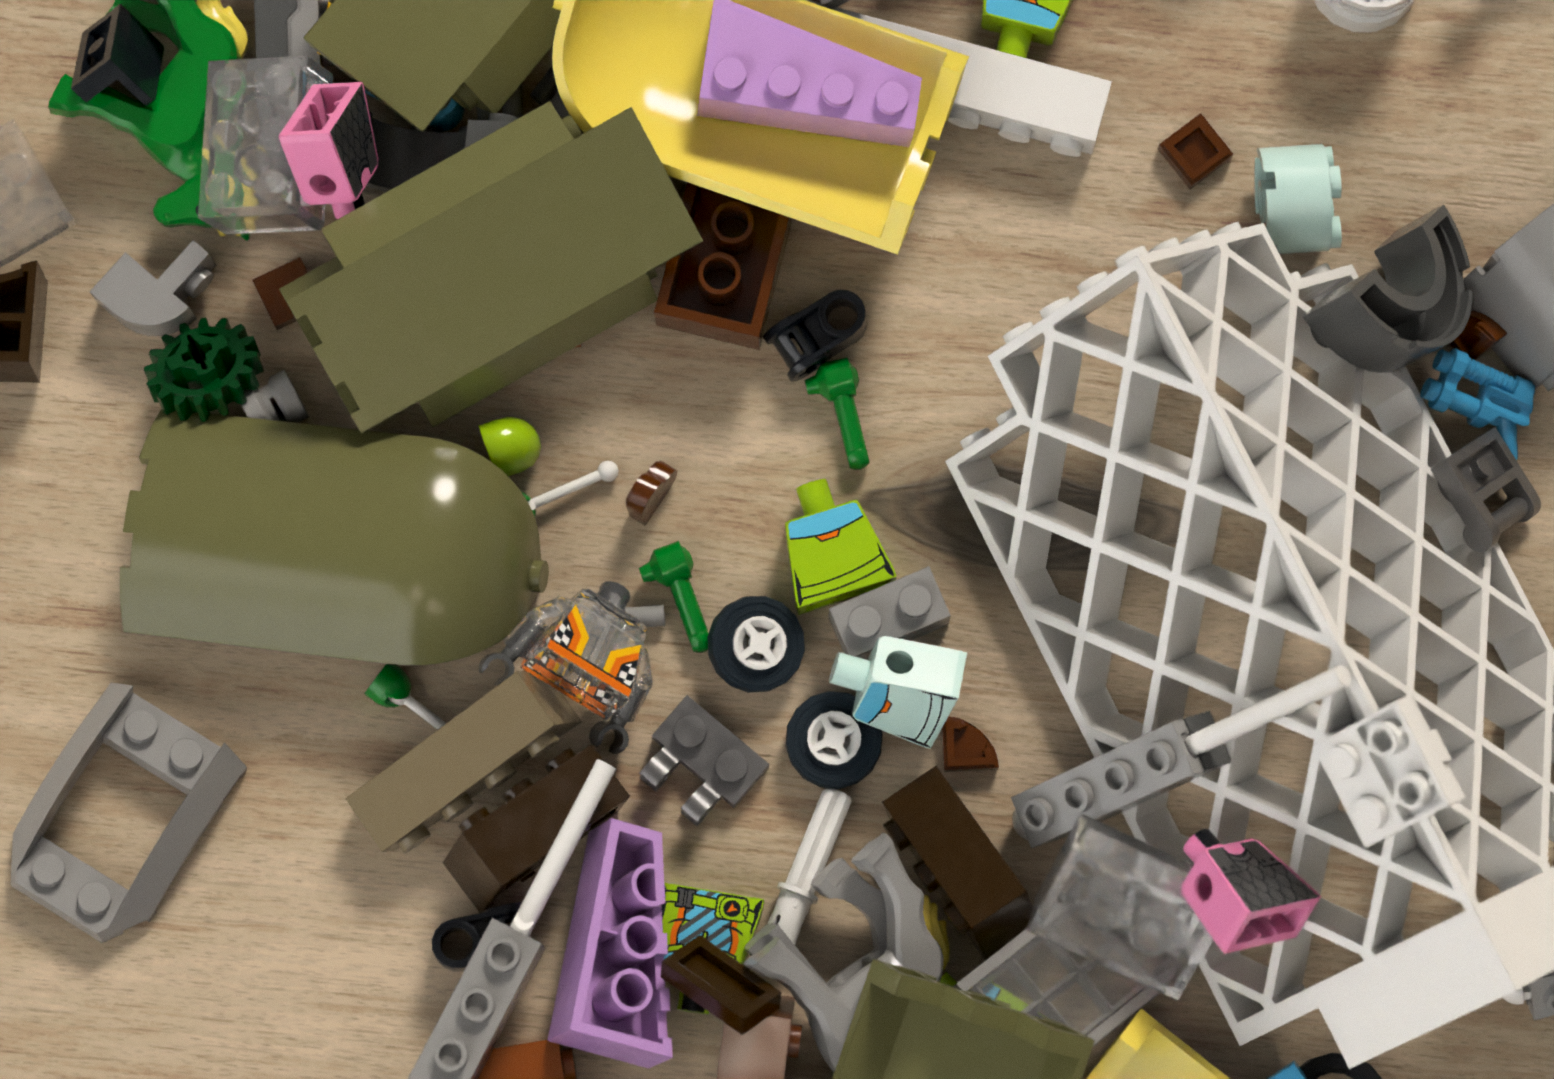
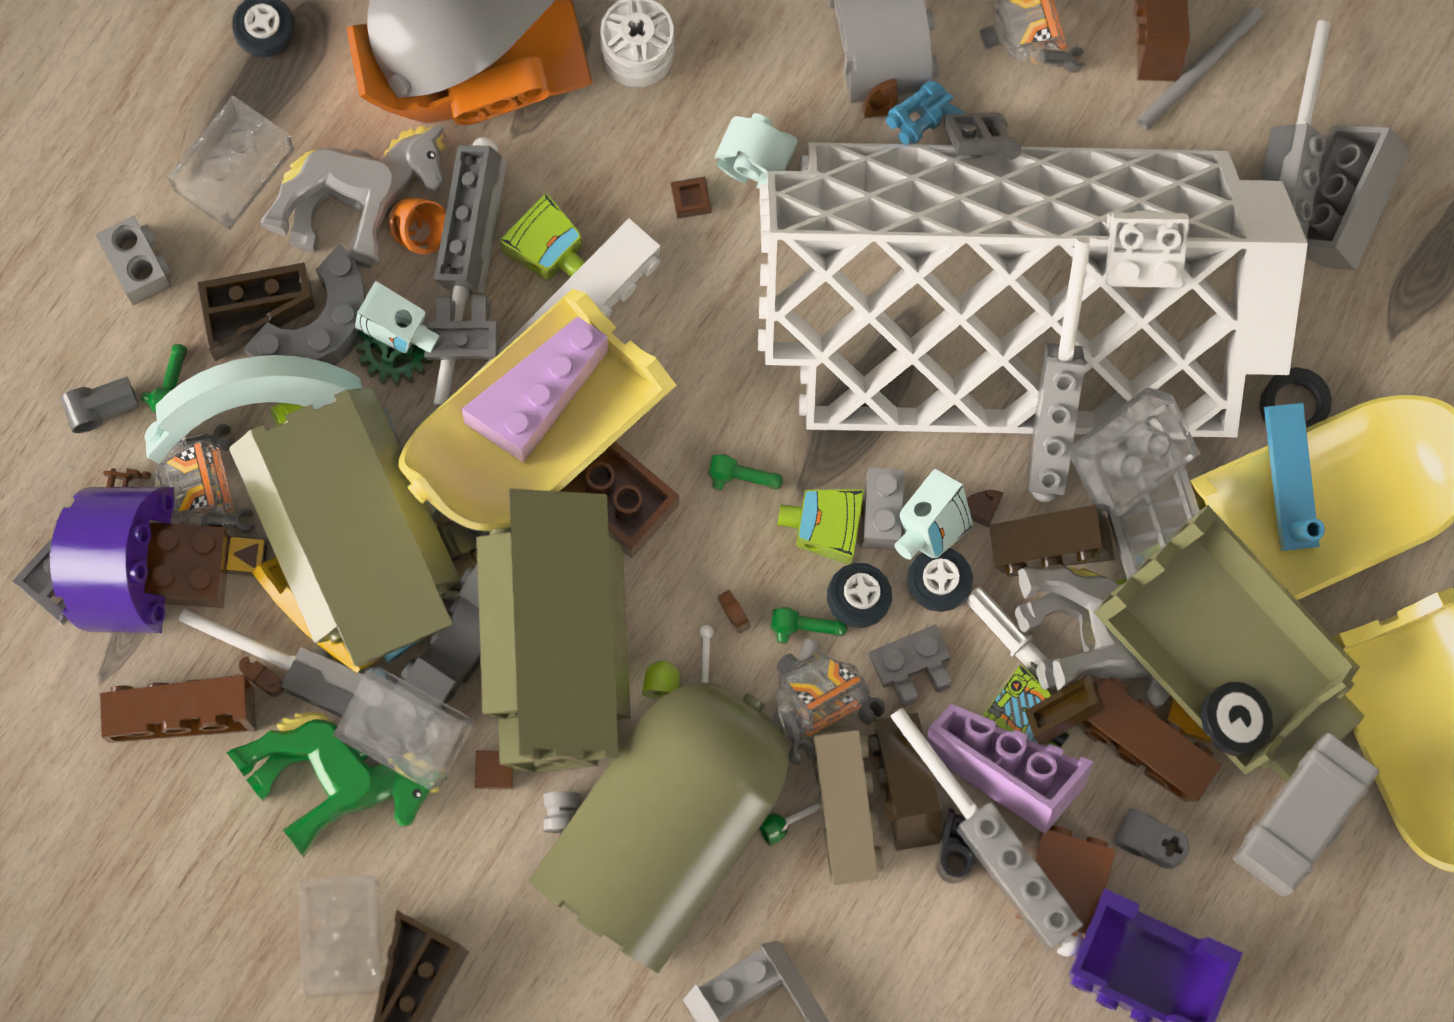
camera: 70 degrees left, 5 degrees down
(121, 51) = (290, 797): black panel -> none
(154, 304) = (457, 857): light grey brick -> none
(178, 375) = (516, 845): dark green gear -> none
(331, 146) = (445, 688): bright pink torso -> none
(815, 335) = (689, 470): black piece -> none
(1244, 892) = (1162, 377): bright pink torso -> none
(1409, 314) = (856, 115): dark grey brick -> none

